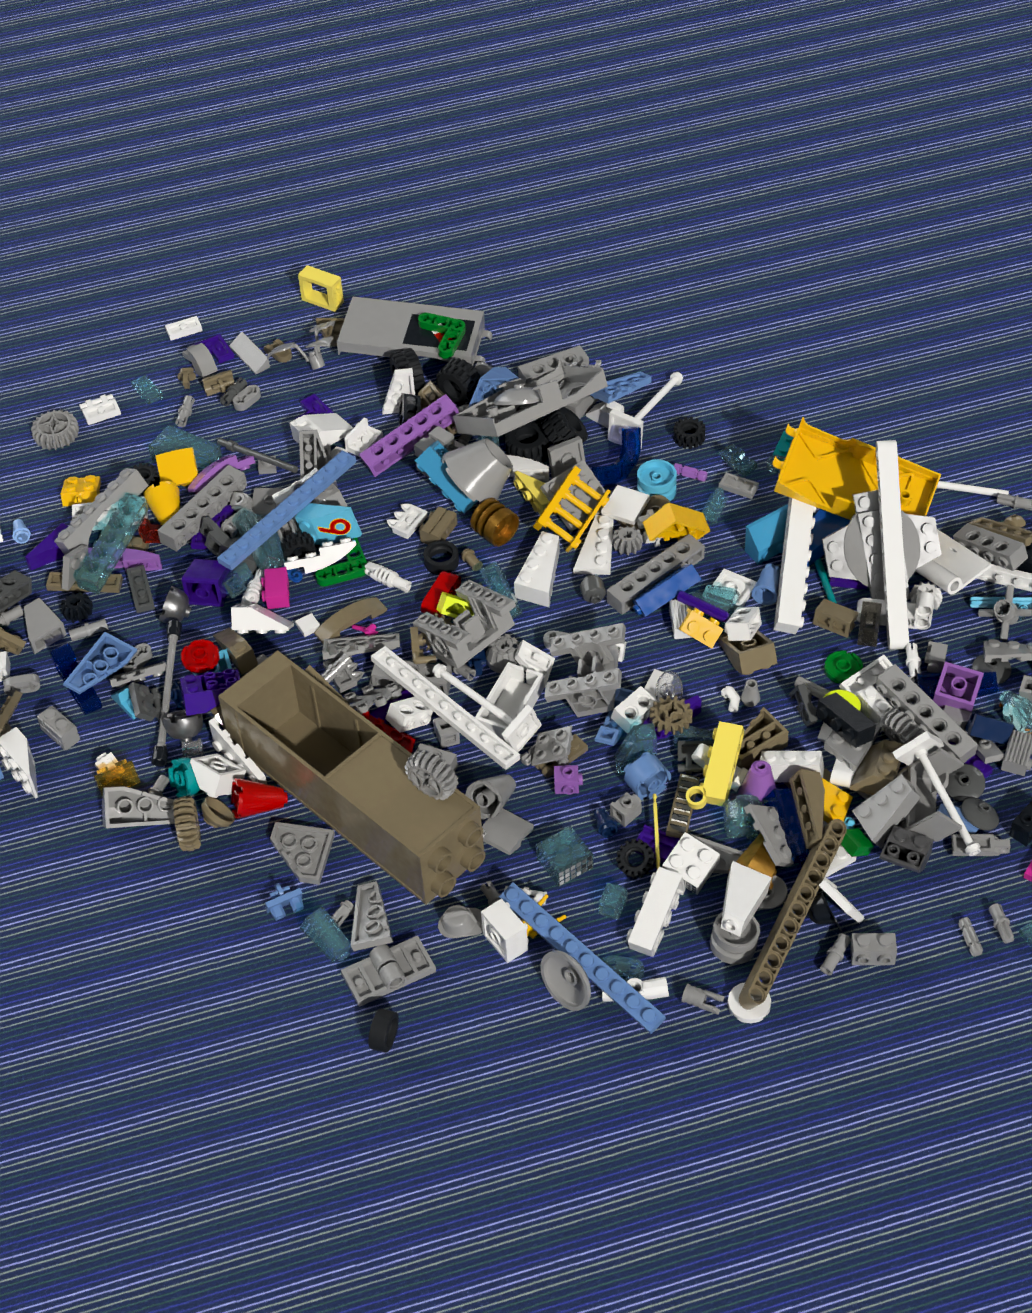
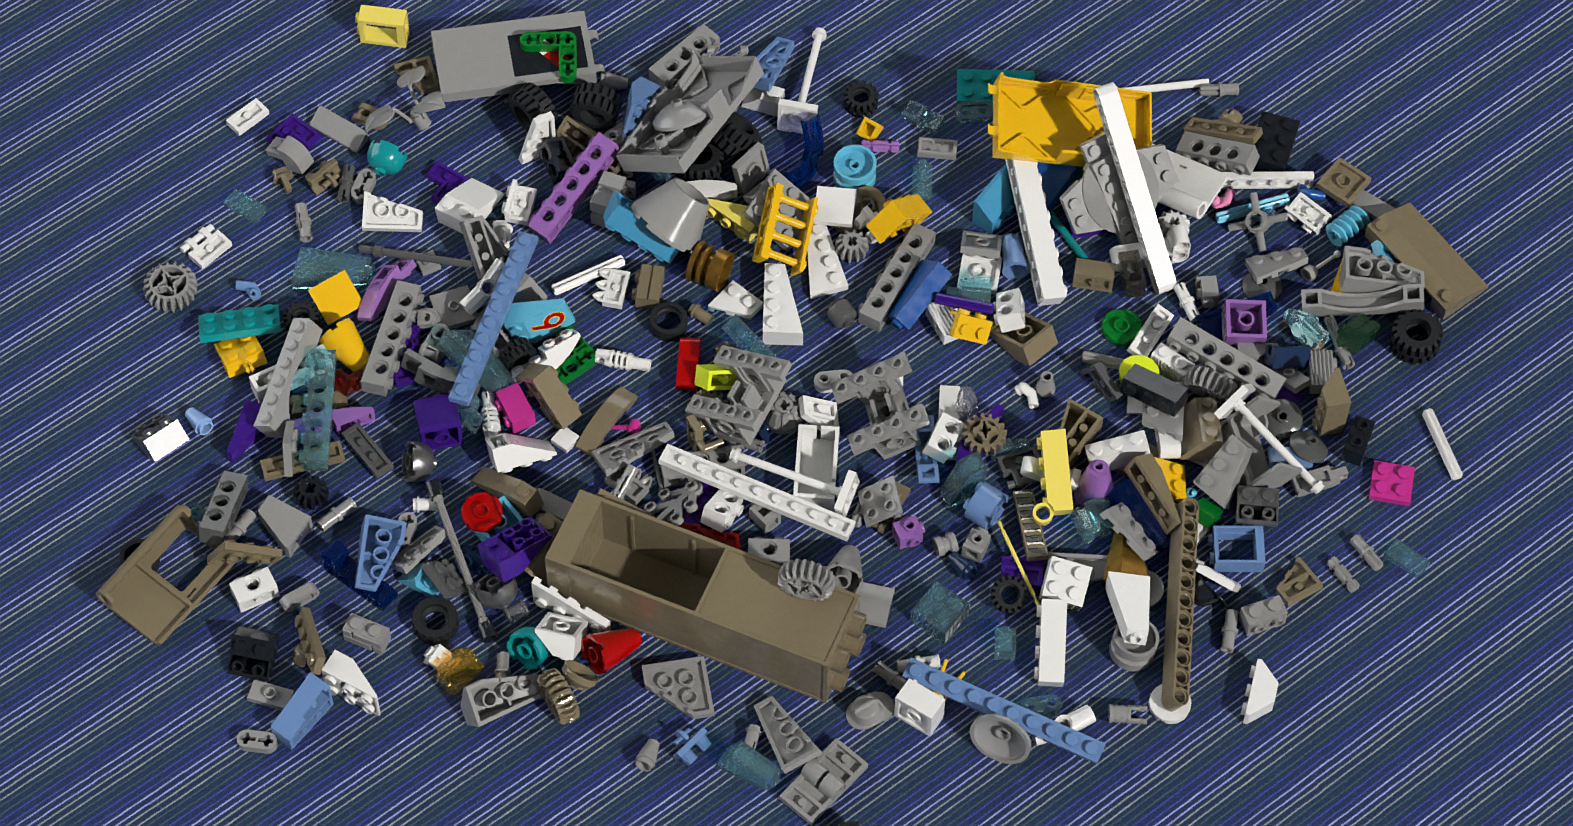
camera: 25 degrees left, 10 degrees up
(89, 467) = (239, 323): none -> teal plate
(118, 448) = (250, 287): none -> medium blue arm
(119, 722) = (431, 605): none -> black tyre
(160, 641) = (423, 504): none -> white pin
(241, 900) = (647, 756): none -> light grey cone
(254, 423) = (389, 216): none -> white wing
(271, 379) = (385, 158): none -> teal cylinder
(308, 584) = (551, 394): none -> dark tan wedge
(391, 506) = (586, 275): none -> white axle
(507, 557) = (736, 300): none -> white wing
(597, 799) = (942, 545): none -> light grey wheel
(686, 457) = (869, 129): none -> yellow slope
(744, 567) = (981, 244): none -> light grey plate
(840, 1020) = (1260, 693): none -> white slope
(875, 868) = (1237, 533): none -> medium blue window
(921, 932) = (1298, 584): none -> dark tan wing
(984, 590) = (1221, 202): none -> bright pink arm
(1013, 780) = (1332, 406): none -> dark tan slope

